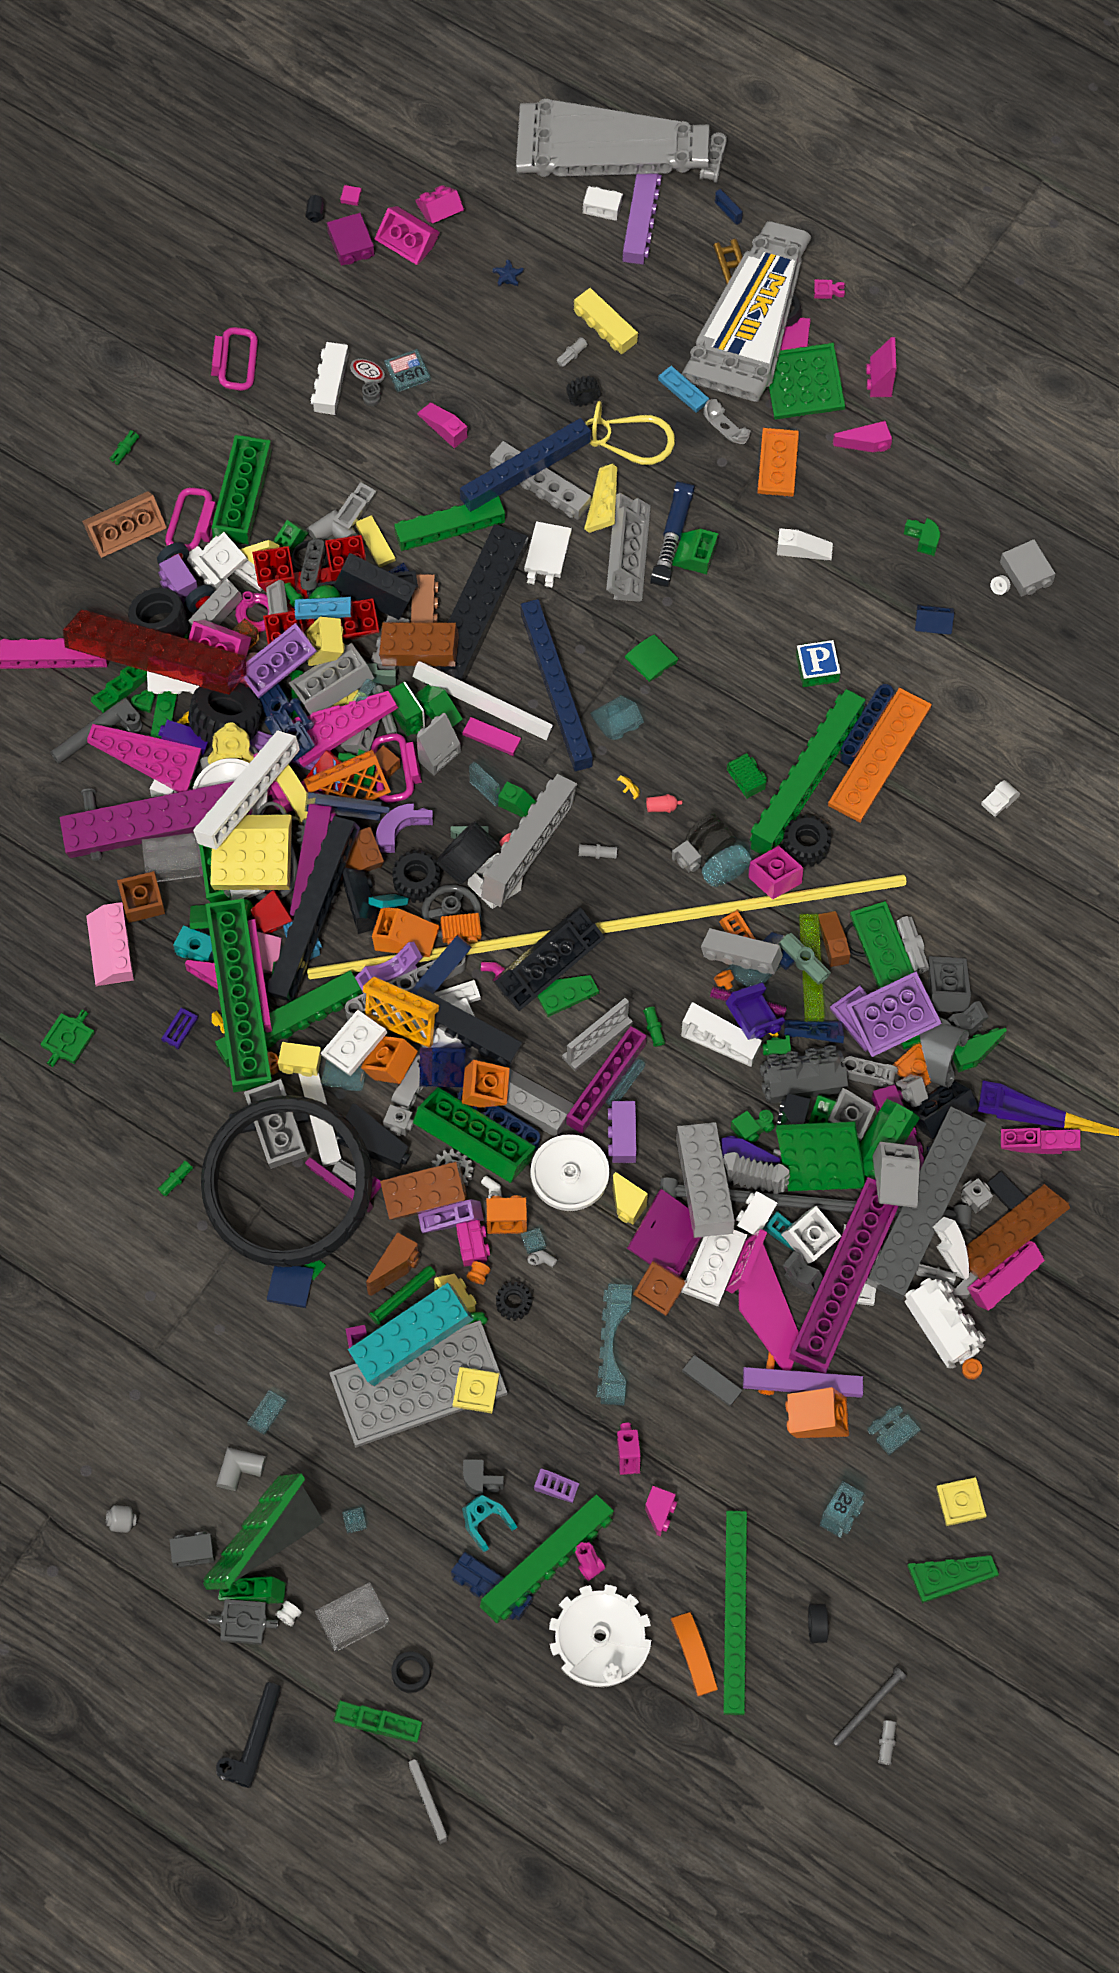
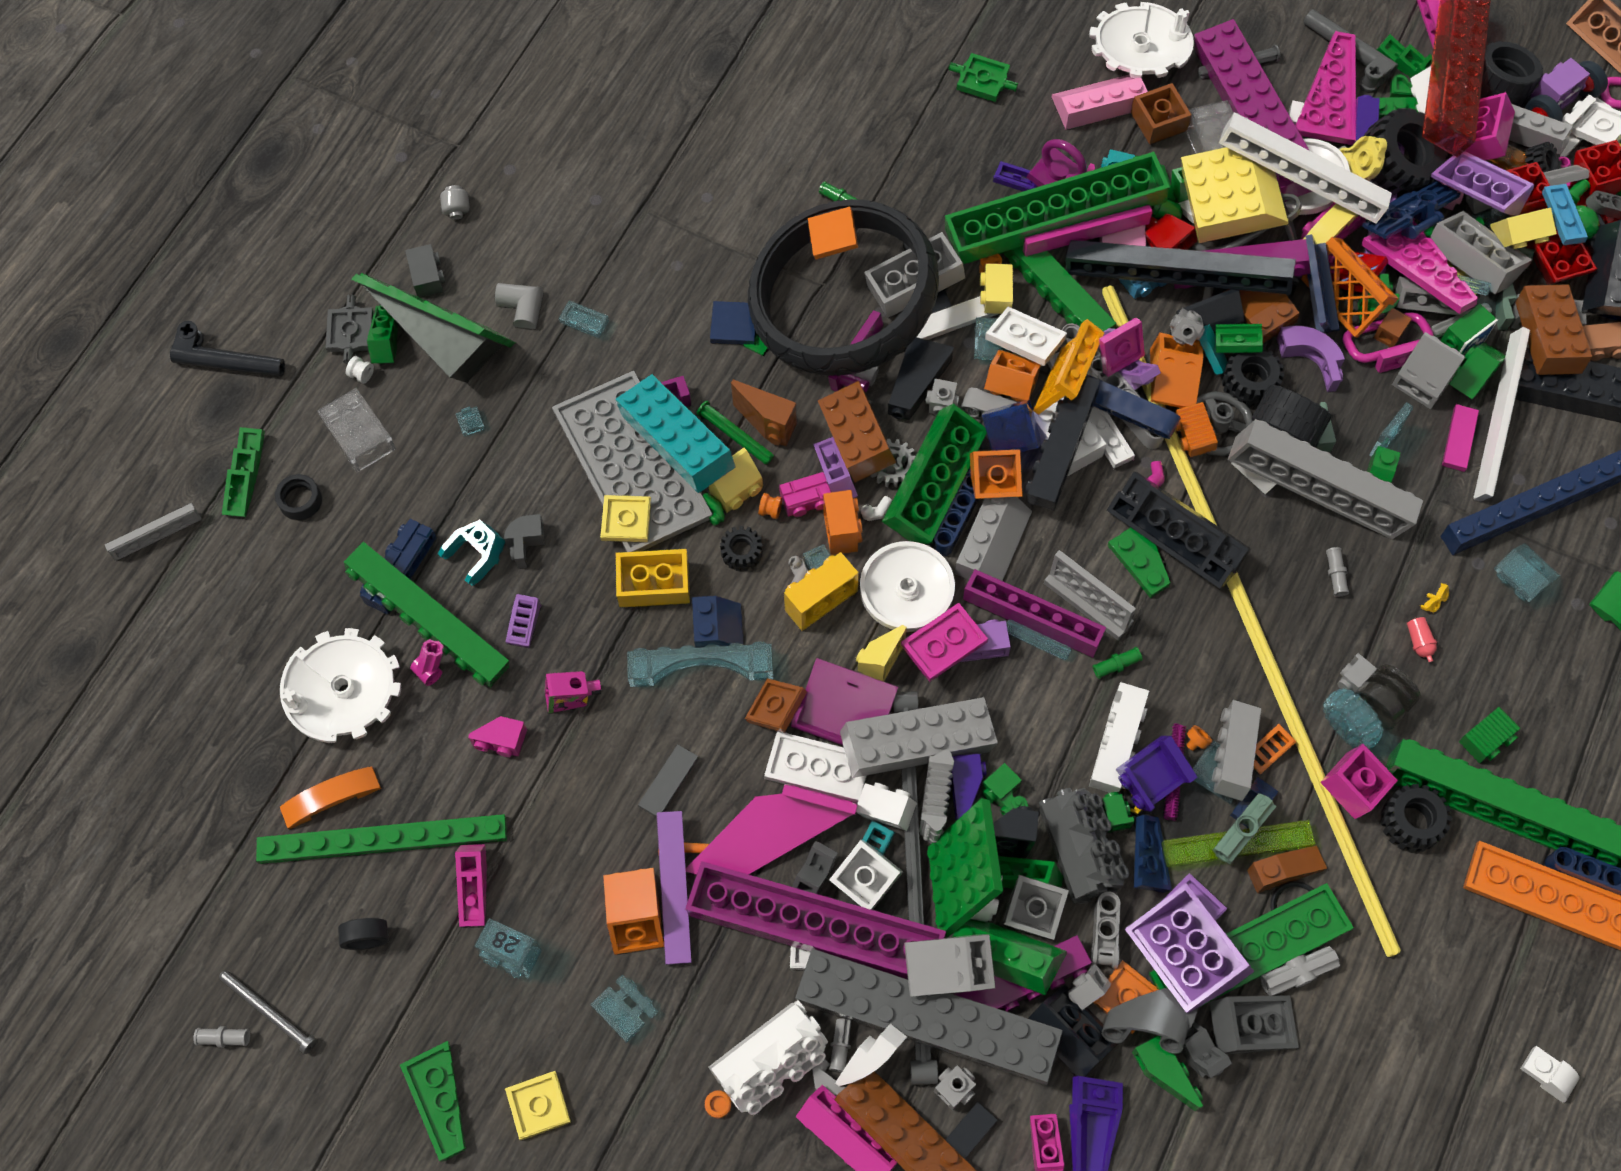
camera: 85 degrees right, 0 degrees up
(56, 880) = (1143, 39): none -> white piece
(185, 992) = (1055, 165): none -> magenta tile
(239, 1177) = (832, 233): none -> orange tile
(252, 610) = (1545, 156): none -> black tyre
(374, 913) = (1184, 320): none -> light grey brick
(386, 877) = (1239, 338): none -> green plate
(387, 969) = (1122, 347): none -> dark pink plate
(534, 1372) = (652, 578): none -> yellow brick
(566, 1239) = (821, 590): none -> yellow brick
(581, 1329) = (716, 621): none -> dark blue slope
(627, 1148) = (944, 642): none -> dark pink plate
(782, 1538) = (471, 884): none -> dark pink slope

